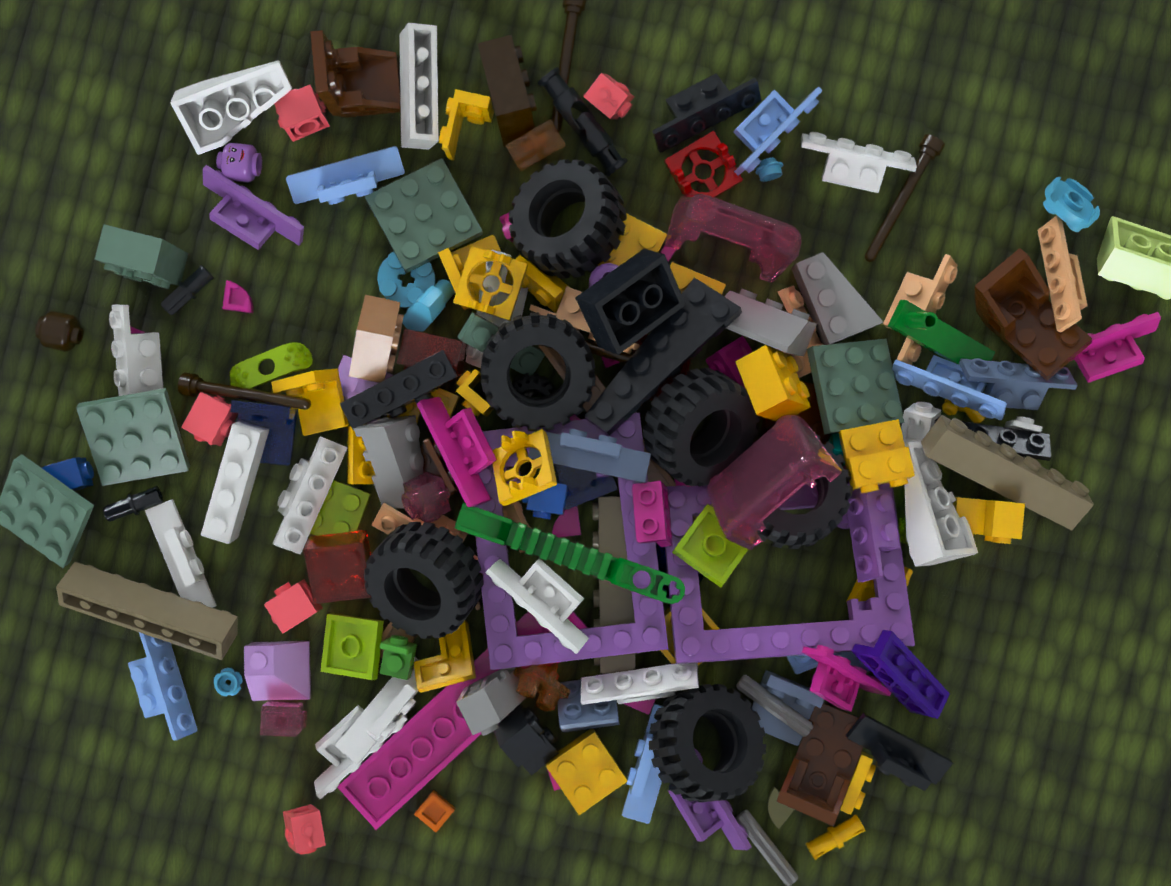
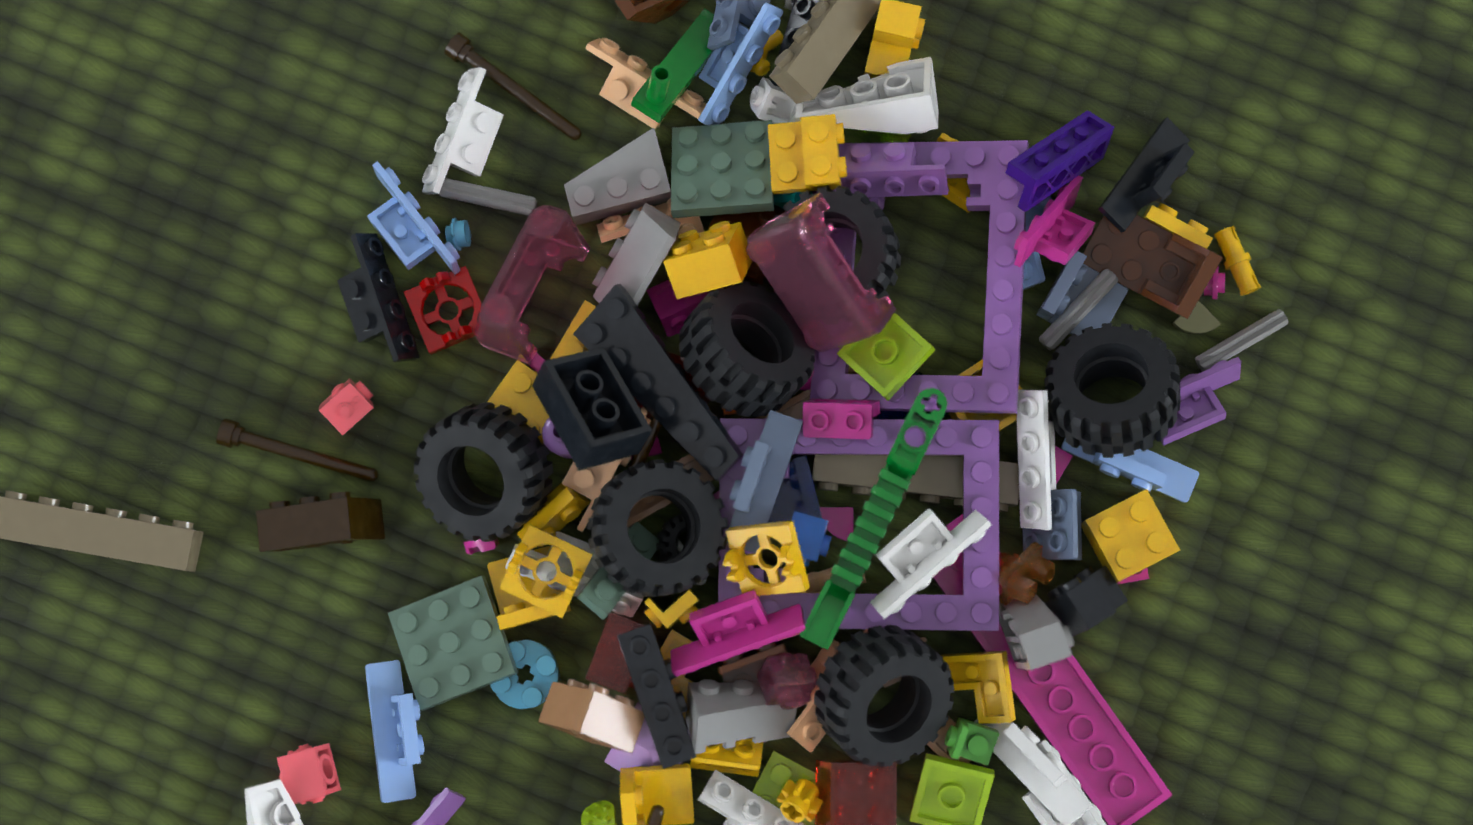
camera: 80 degrees left, 5 degrees down
(329, 520) = (799, 800): none -> yellow gear
(355, 78) = (280, 699): reddish brown bracket -> none
(418, 86) = (299, 628): white brick -> none
(428, 306) = (561, 650): medium azure piece -> none
(434, 811) = (1157, 723): orange tile -> none
(463, 104) = (333, 567): yellow bracket -> none
(535, 145) = (390, 500): clear orange hips -> none
(591, 132) = (383, 434): black piece -> none
(805, 190) = (488, 197): none -> light grey axle
(811, 823) = (1215, 285): none -> dark pink plate

